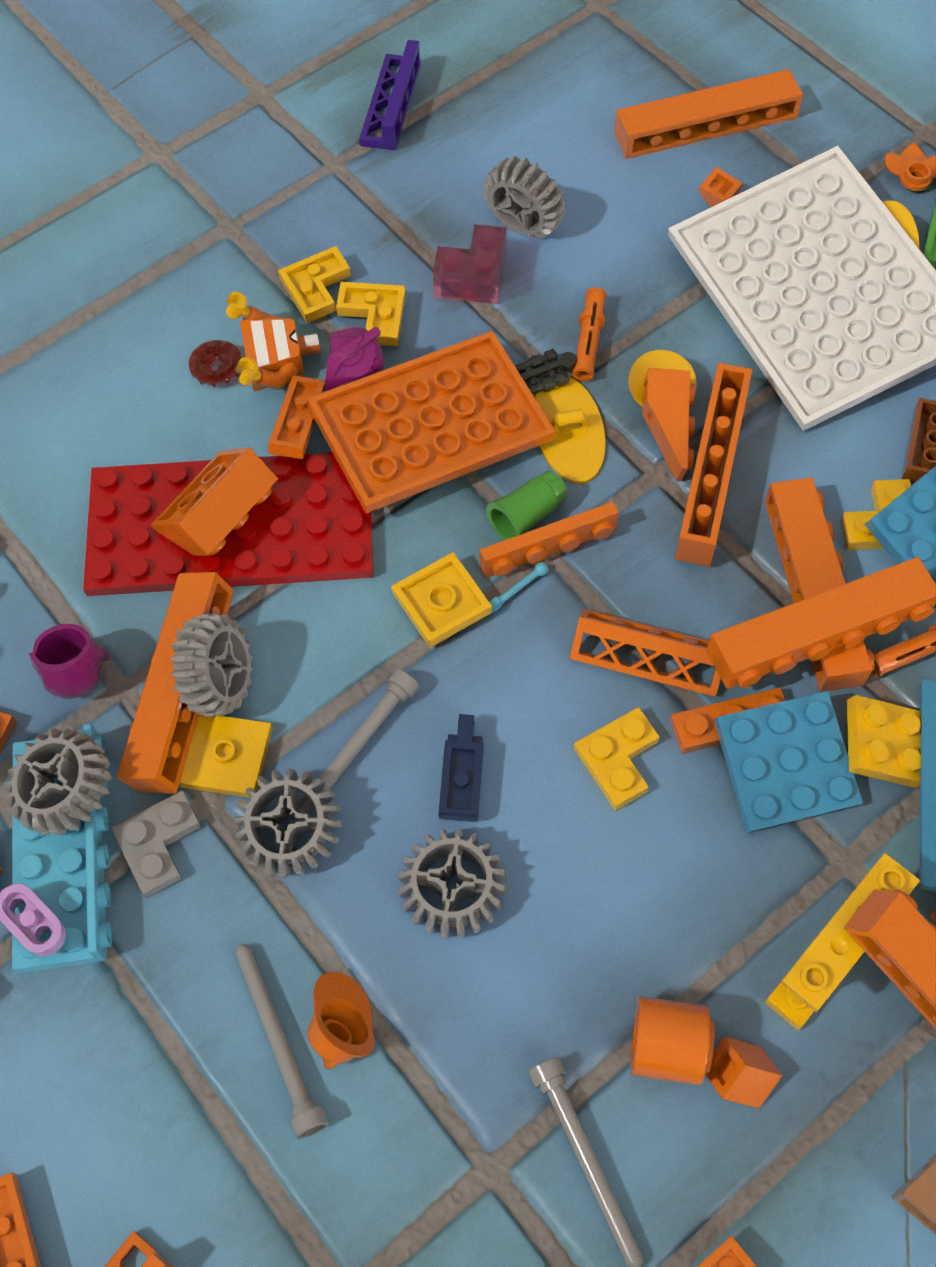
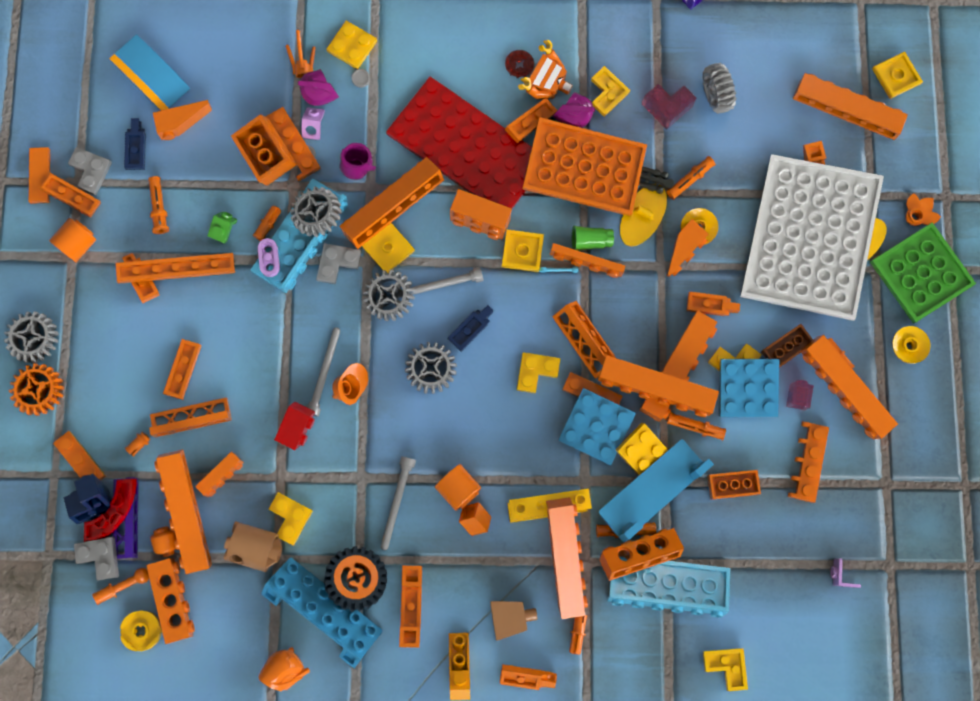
camera: 30 degrees right, 15 degrees up
(211, 665) = (408, 209): light grey gear -> none
(216, 501) = (465, 135): orange slope -> none
(301, 1174) = (295, 426): none -> red brick
(308, 281) = (594, 51): yellow plate -> none
(334, 591) = (480, 215): none -> orange brick
(713, 465) = (684, 281): orange brick -> none
(727, 46) = (897, 75): none -> yellow plate
(776, 465) = (711, 304): none -> orange hinge

